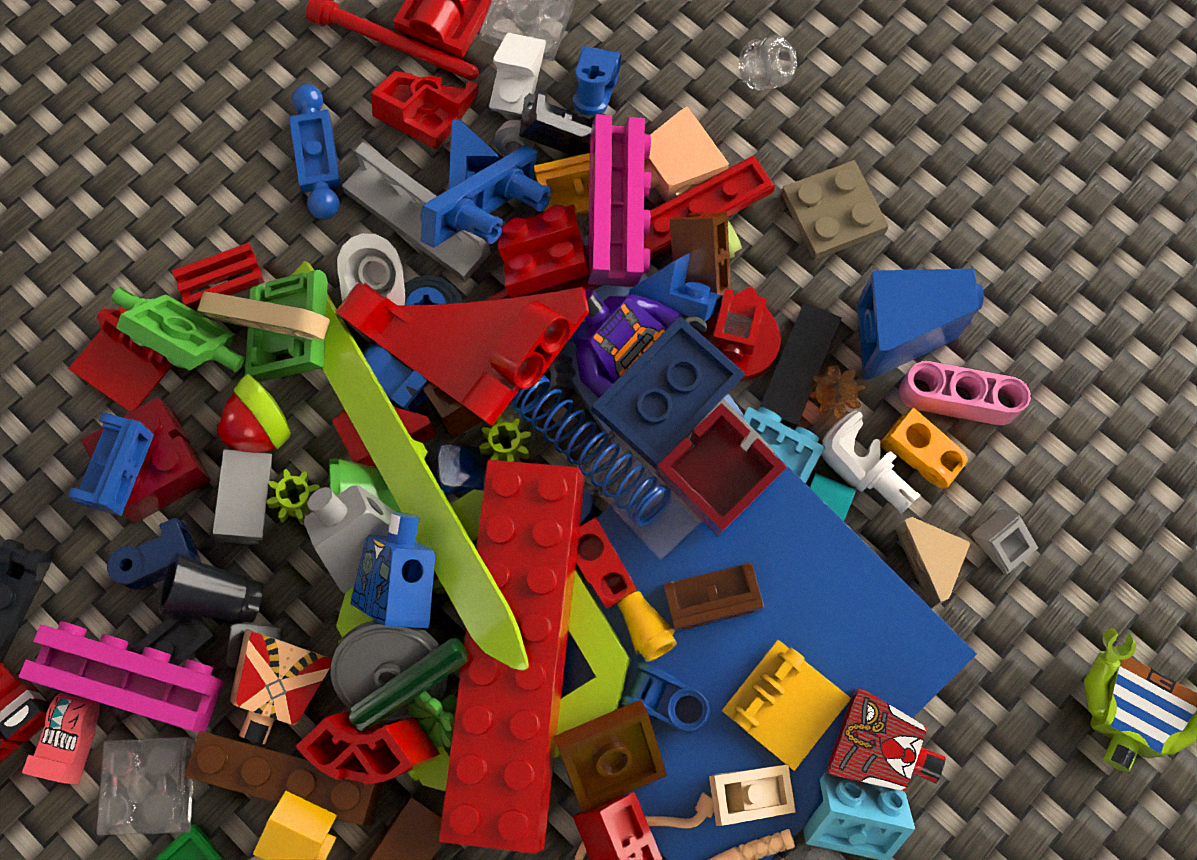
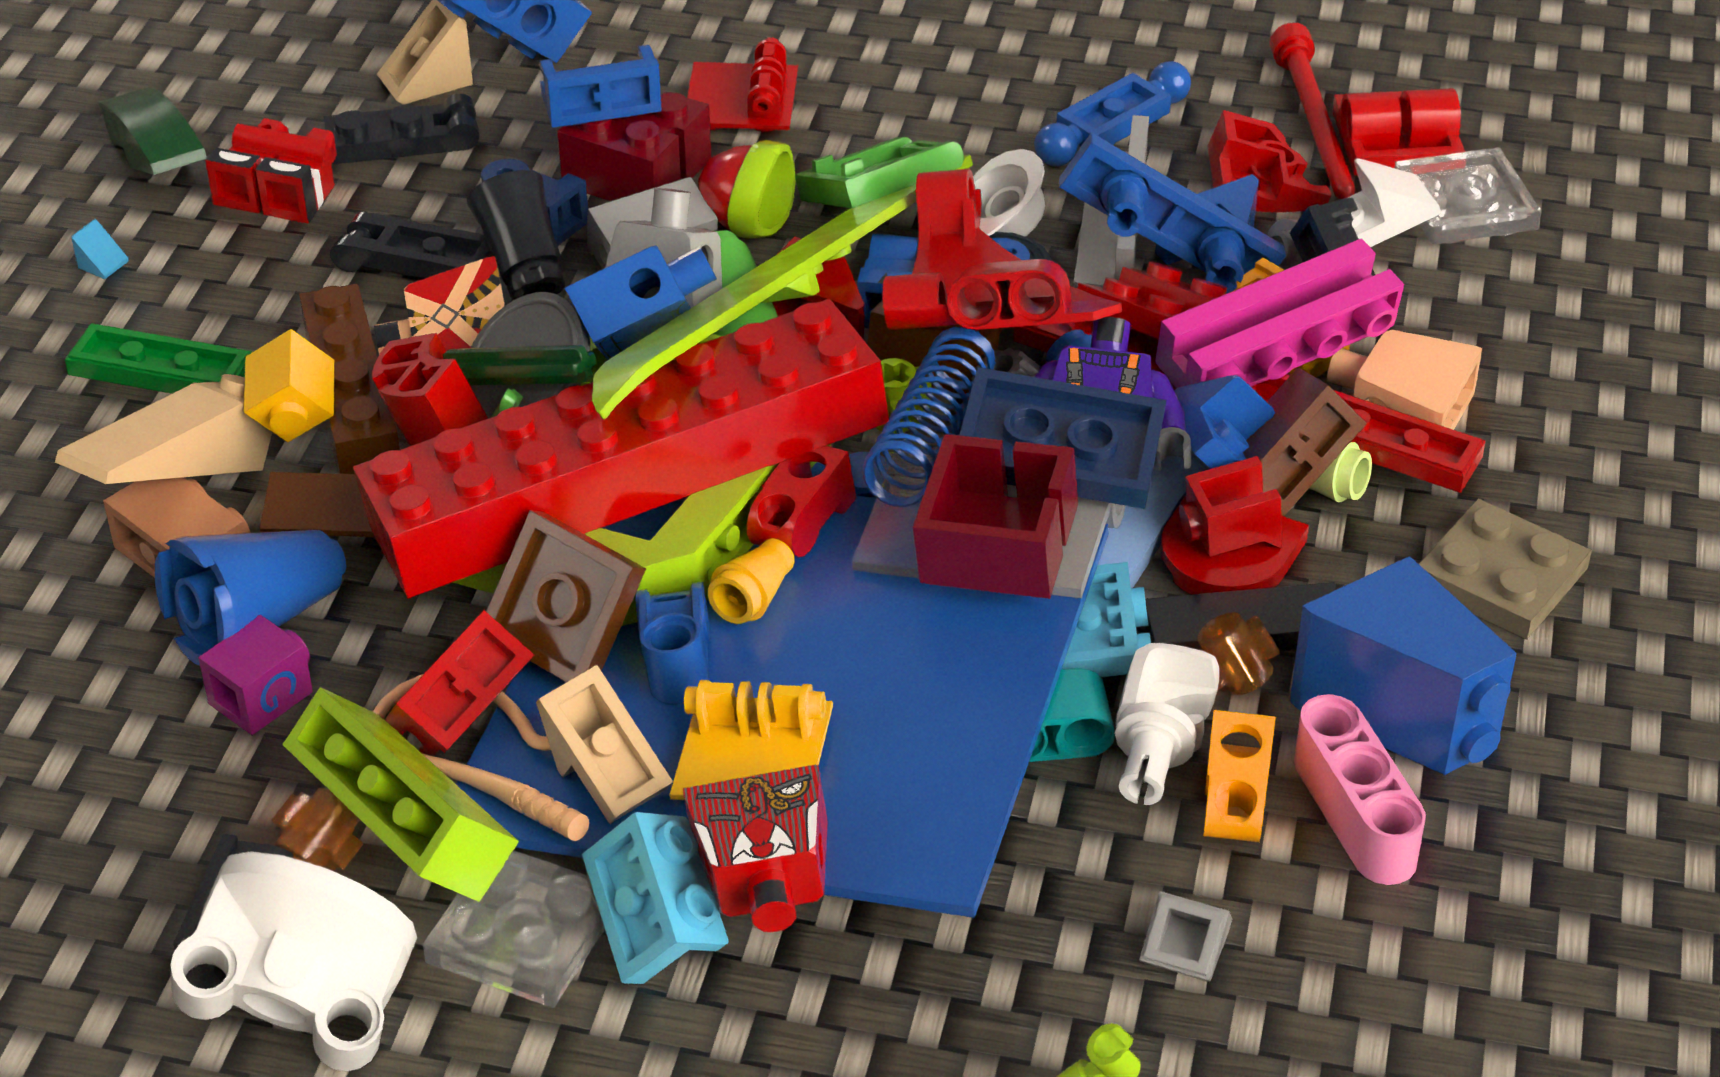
camera: 60 degrees right, 30 degrees down
(64, 739) = (283, 226): coral leg -> none
(124, 678) = (380, 214): dark pink brick -> none
(145, 786) = (263, 301): clear plate -> none
(175, 331) = (795, 90): bright green plate -> none
(216, 270) = (895, 113): red tile -> none
(264, 315) = (868, 132): tan beam -> none
(596, 78) = (1445, 273): blue piece -> none
(714, 597) = (833, 622): reddish brown hinge -> none
(767, 63) = (1647, 404): clear head -> none
(933, 557) = (1082, 854): tan slope -> none

